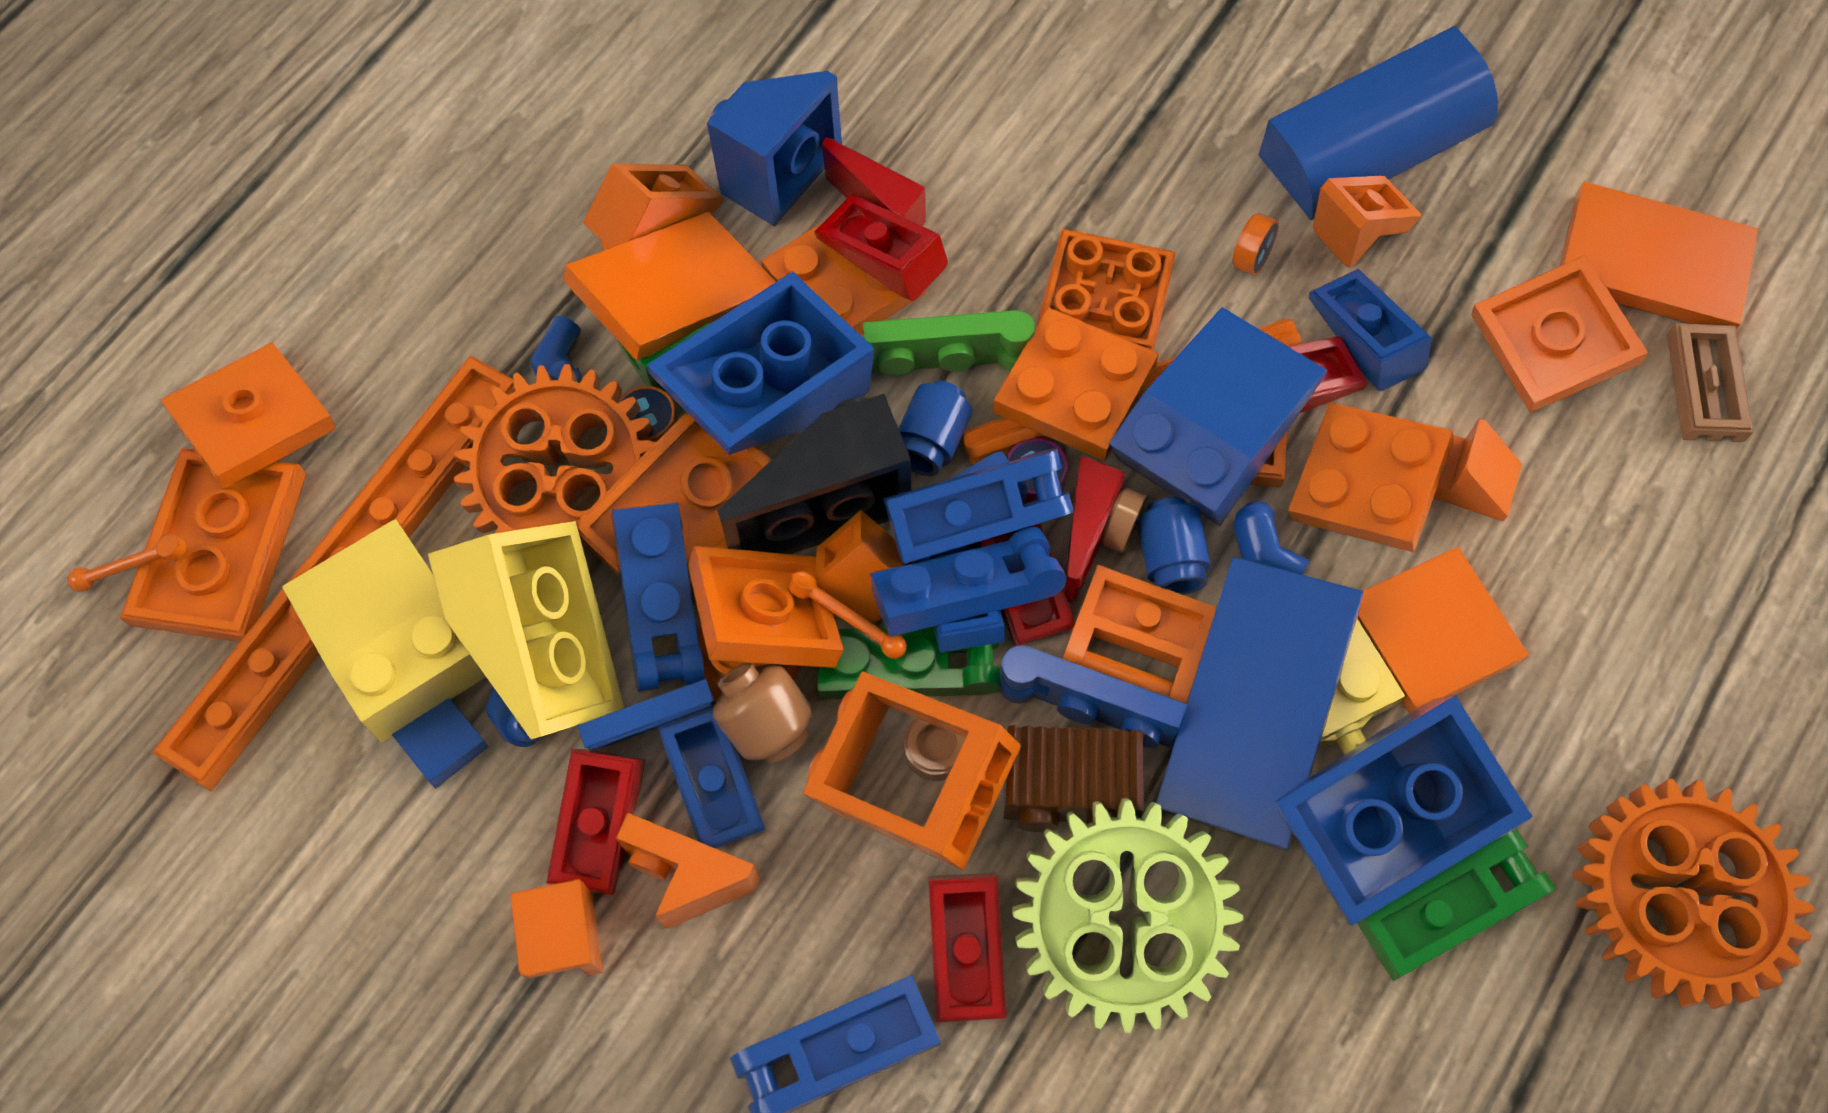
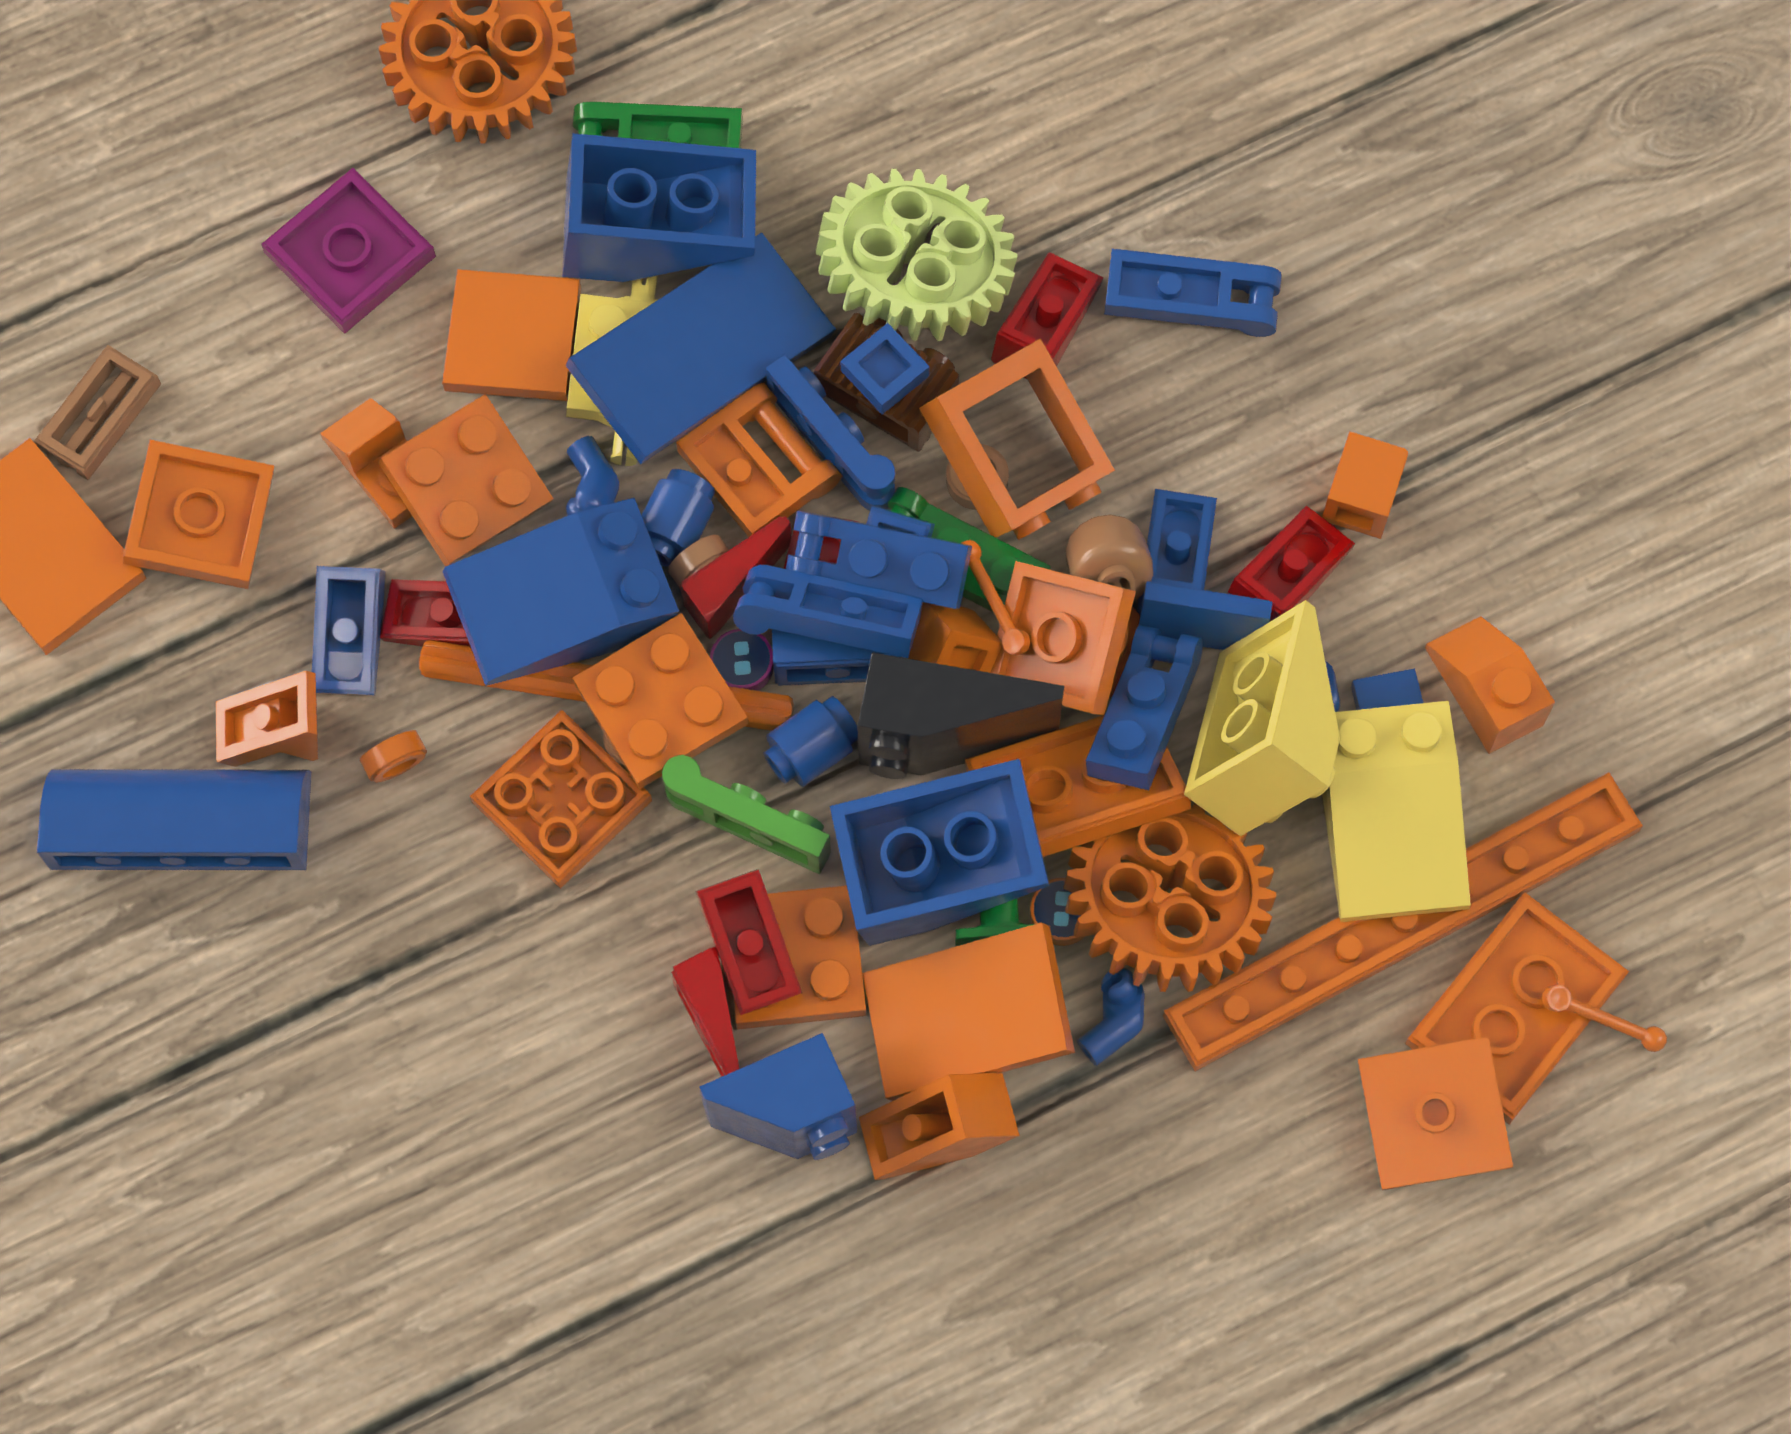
camera: 150 degrees left, 5 degrees up
(348, 805) = (1491, 682): none -> orange slope
(701, 877) = (1227, 470): orange slope -> none
(1073, 749) = (885, 368): none -> blue plate
(1636, 636) = (348, 250): none -> magenta tile

